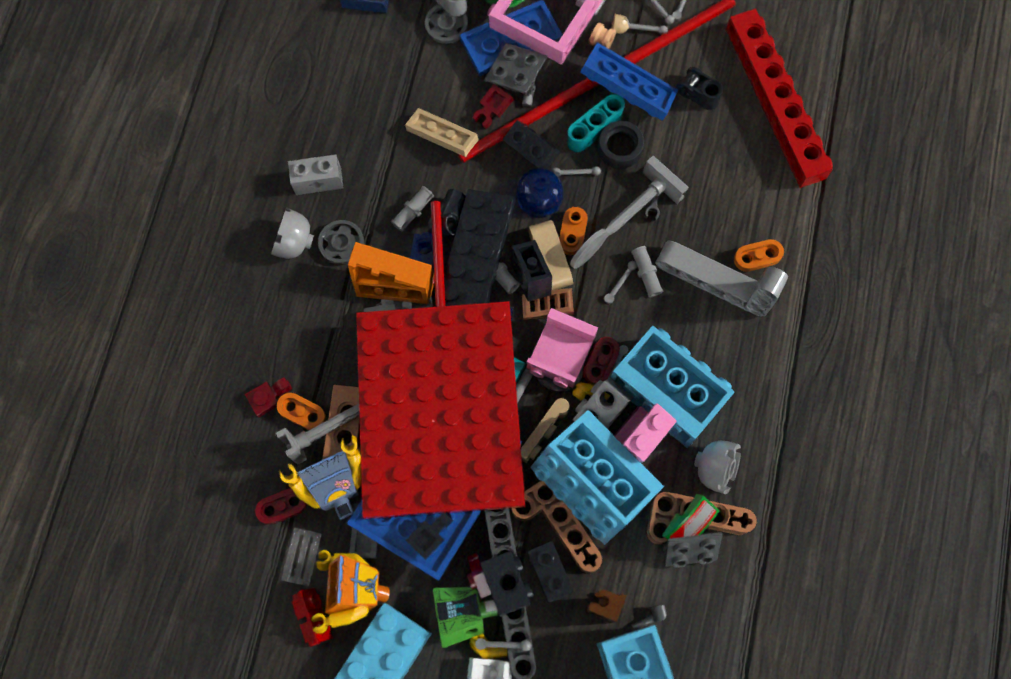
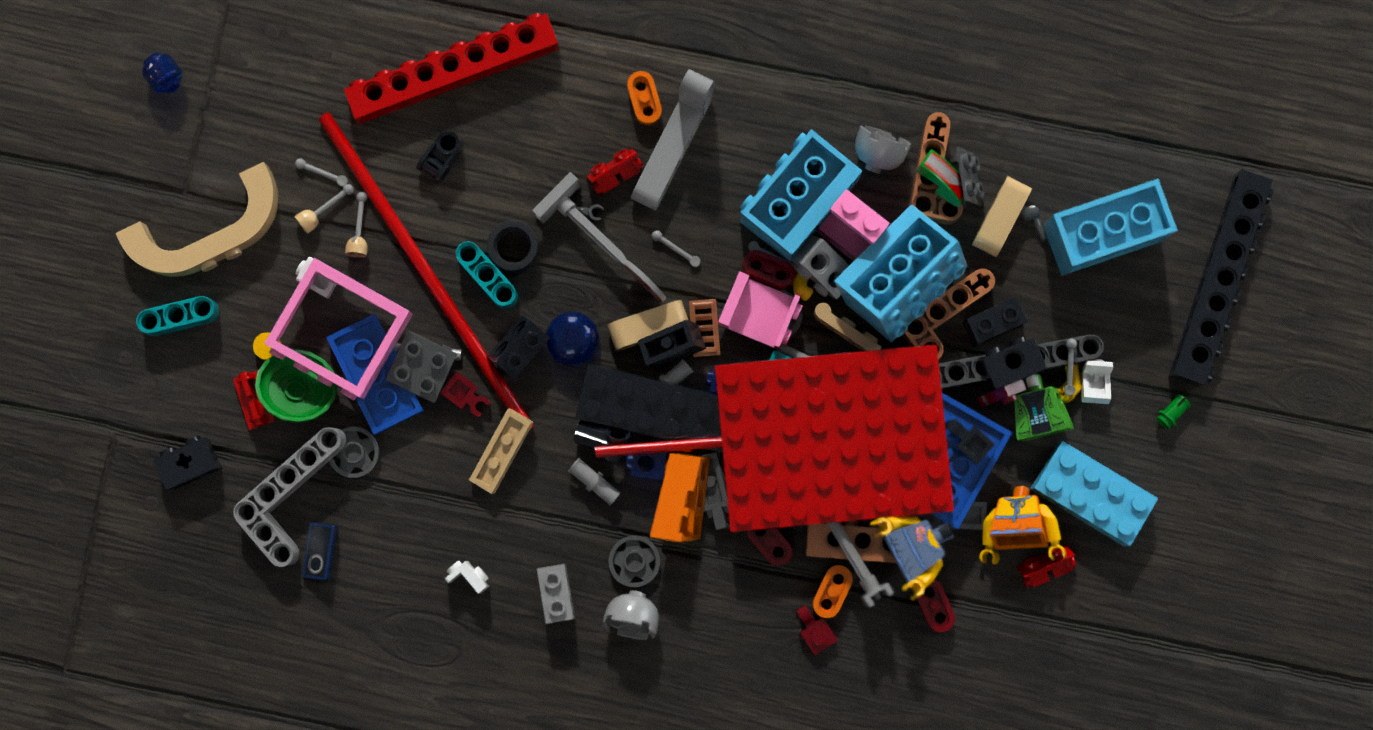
camera: 90 degrees left, 10 degrees up
(311, 558) = (962, 577): clear tile -> none
(337, 109) = (475, 577): none -> white bracket
(347, 353) = (768, 542): none -> dark red plate
(573, 229) = (616, 300): orange plate -> none
(595, 171) = (543, 276): light grey hinge -> none
(602, 36) = (375, 267): light nougat wheel -> none
(612, 606) = (1029, 260): reddish brown hinge -> none
(629, 81) = (439, 235): blue plate -> none
(647, 271) = (665, 219): light grey pin -> none
(654, 583) = (1002, 216): none -> tan beam
(686, 221) = (622, 163): none -> red hinge

